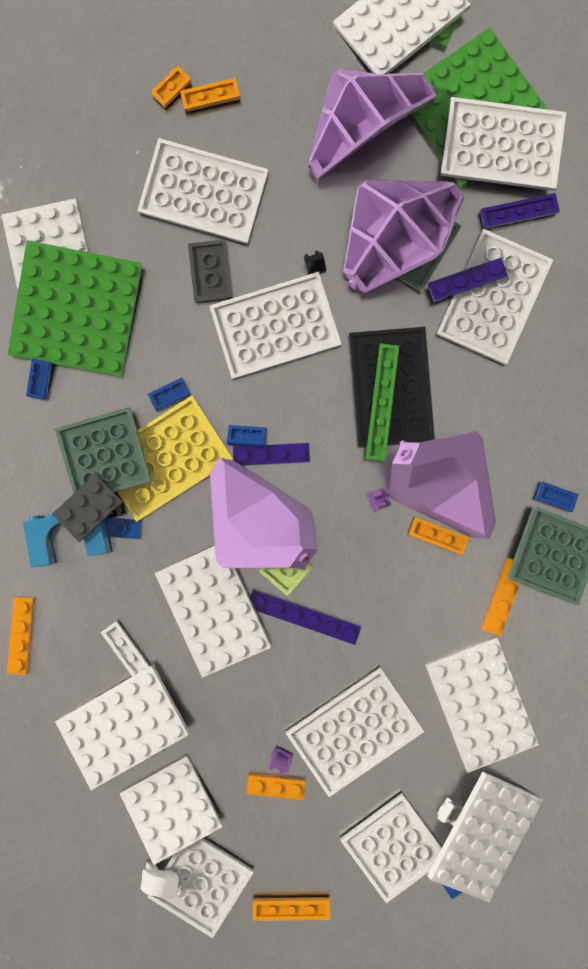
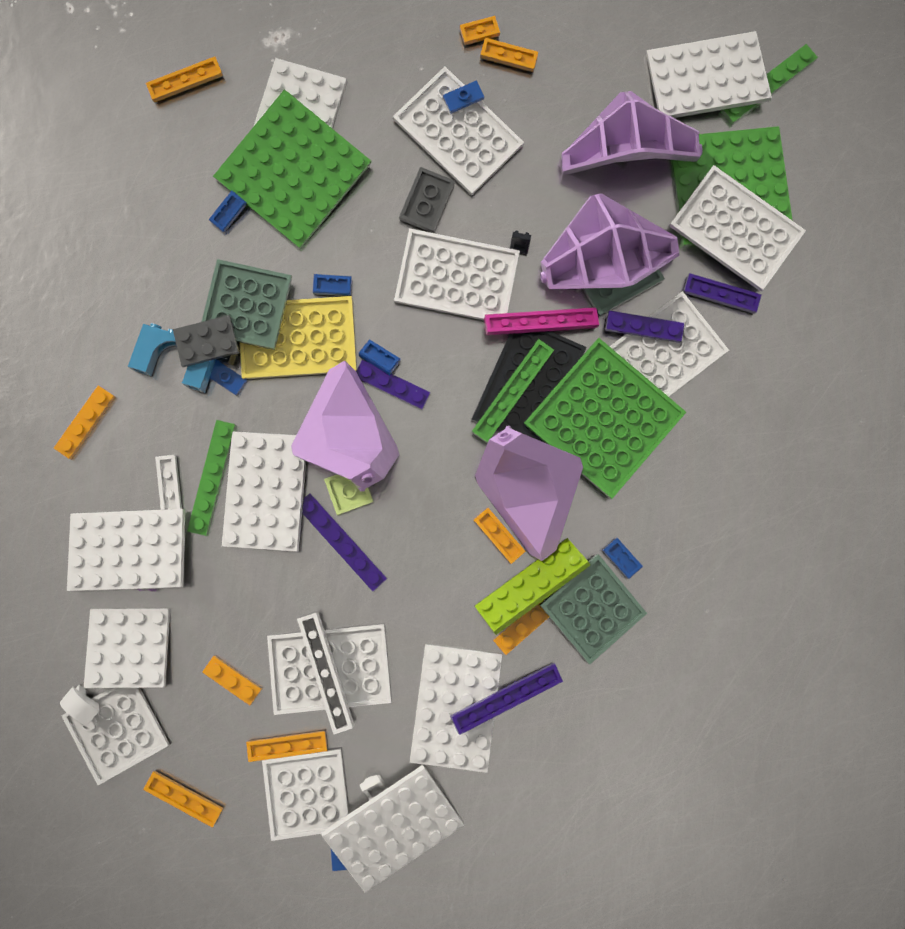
camera: 15 degrees right, 5 degrees down
(159, 623) = (211, 478): none -> bright green plate
(191, 157) = (463, 97): none -> blue plate
(281, 760) = (249, 658): medium lavender tile -> none
(354, 816) = (286, 746): none -> light orange plate
(355, 739) = (325, 673): none -> white brick
(373, 325) = (541, 321): none -> dark pink plate
(379, 499) = (464, 475): medium lavender tile -> none
(476, 381) = (605, 417): none -> bright green plate
(492, 566) = (531, 586): none -> lime plate
(522, 674) = (506, 698): none -> dark purple plate

